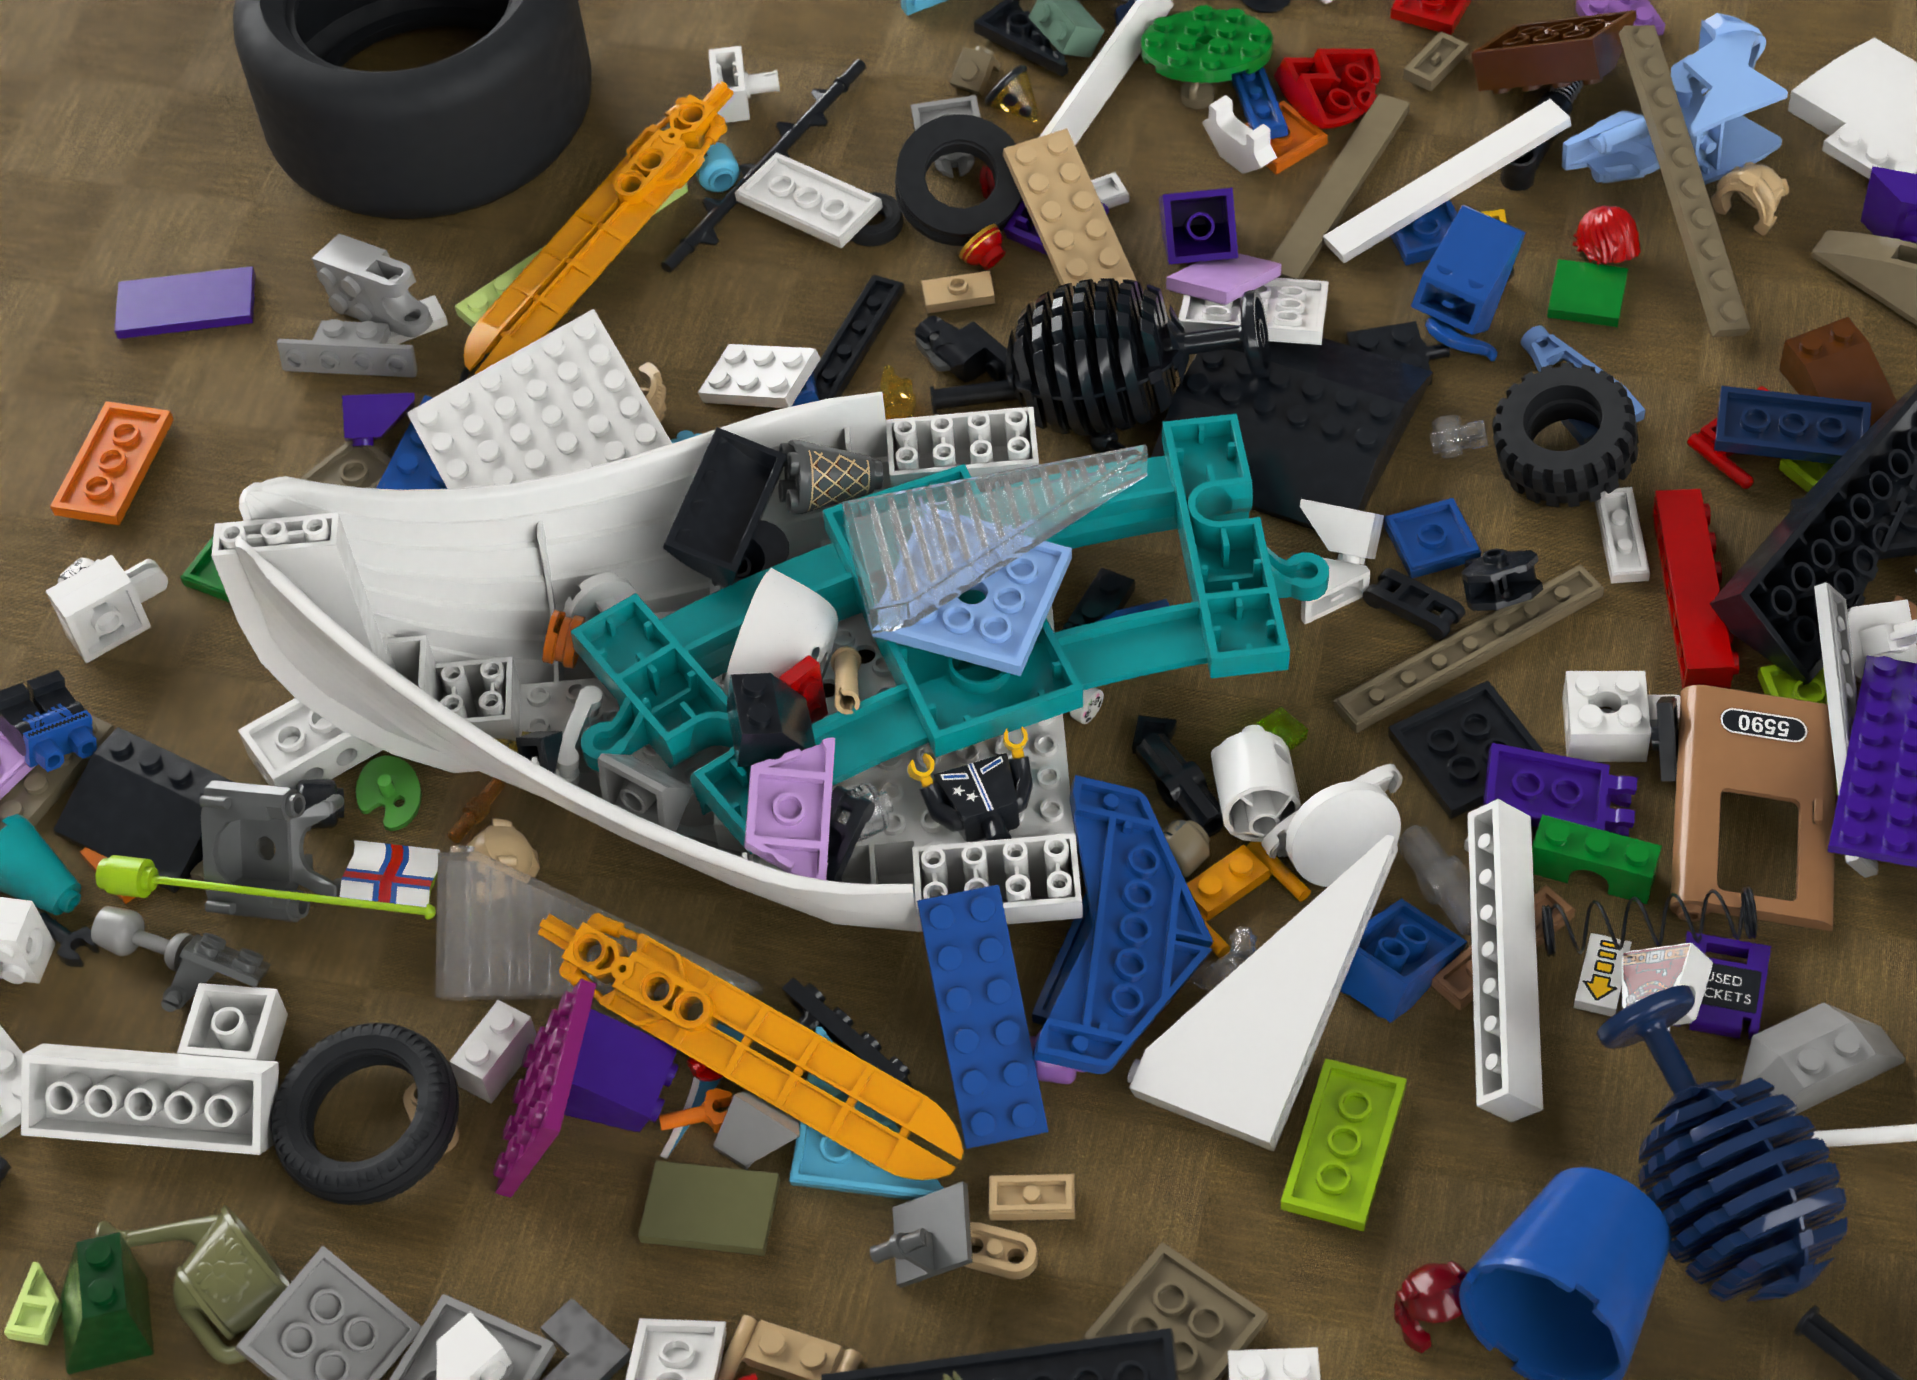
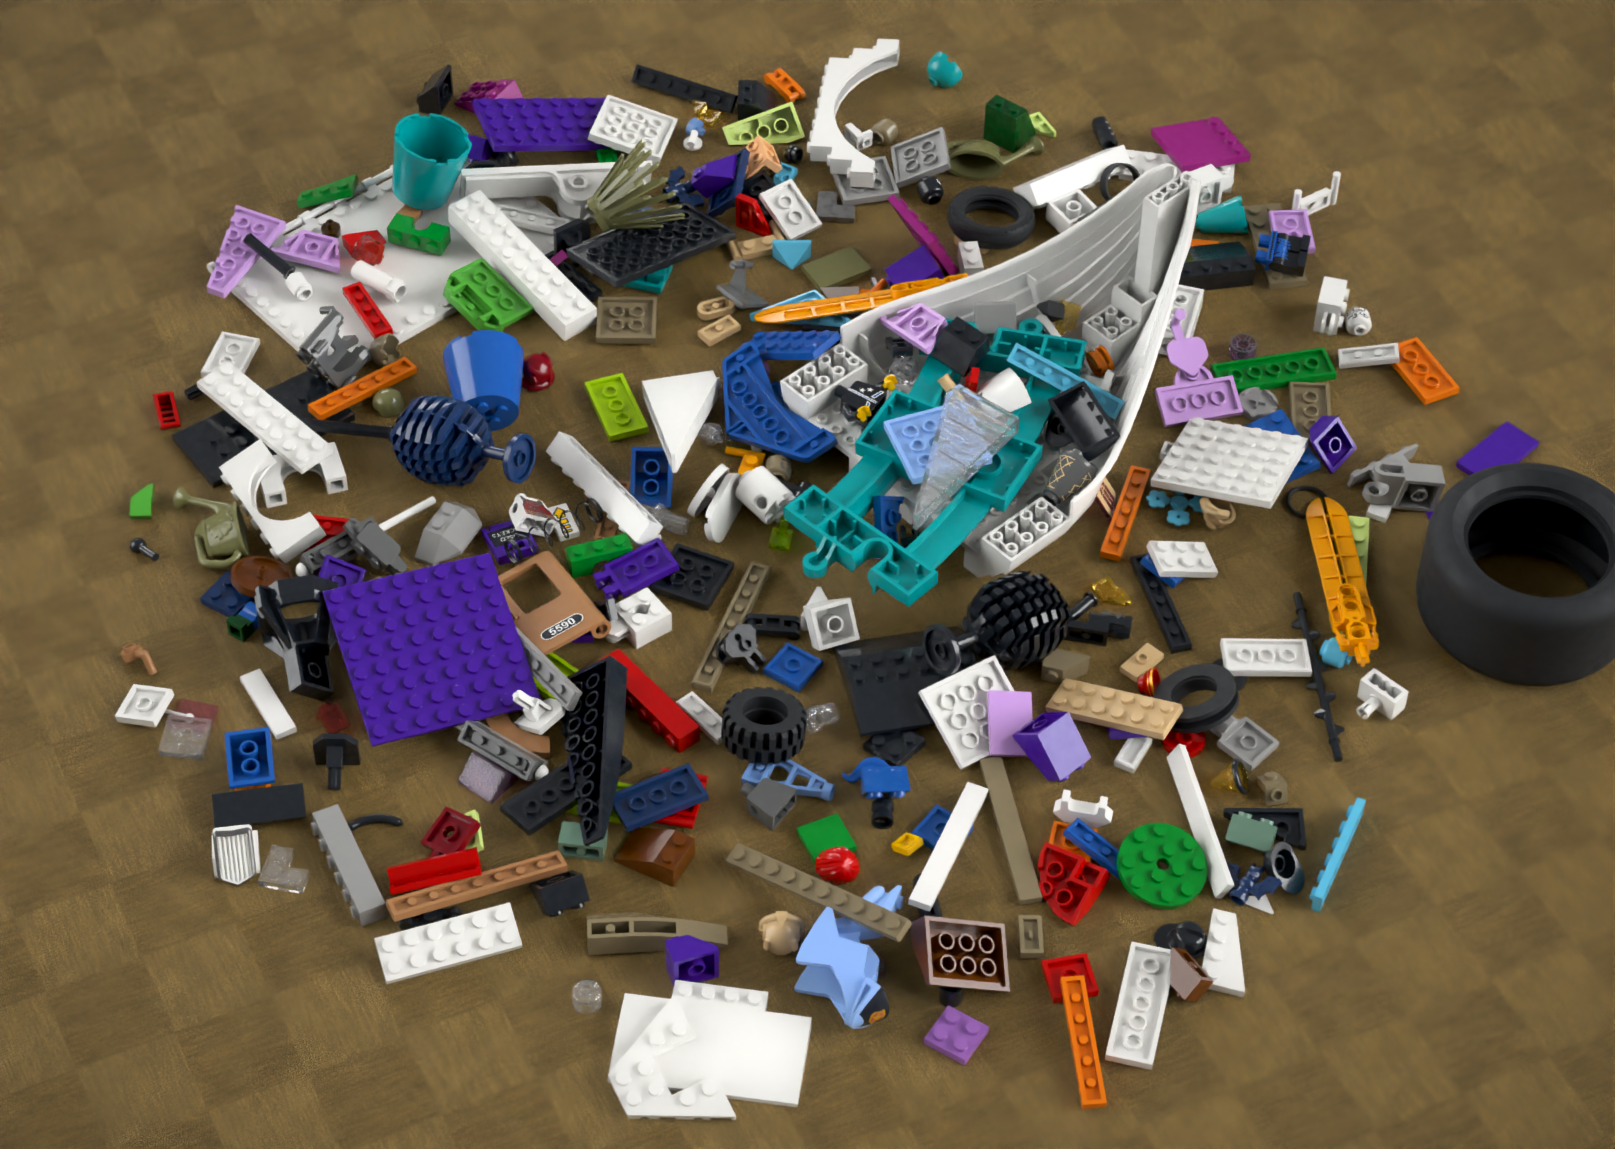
camera: 135 degrees right, 5 degrees down
(95, 1033) = (1106, 173): none -> black tyre
(148, 519) = (1368, 355): none -> white tile
(387, 1262) = (930, 190): none -> black head
(674, 597) = (1060, 377): none -> medium azure plate
(752, 1287) = (791, 252): none -> medium azure slope
(1633, 360) = (769, 801): none -> dark grey torso

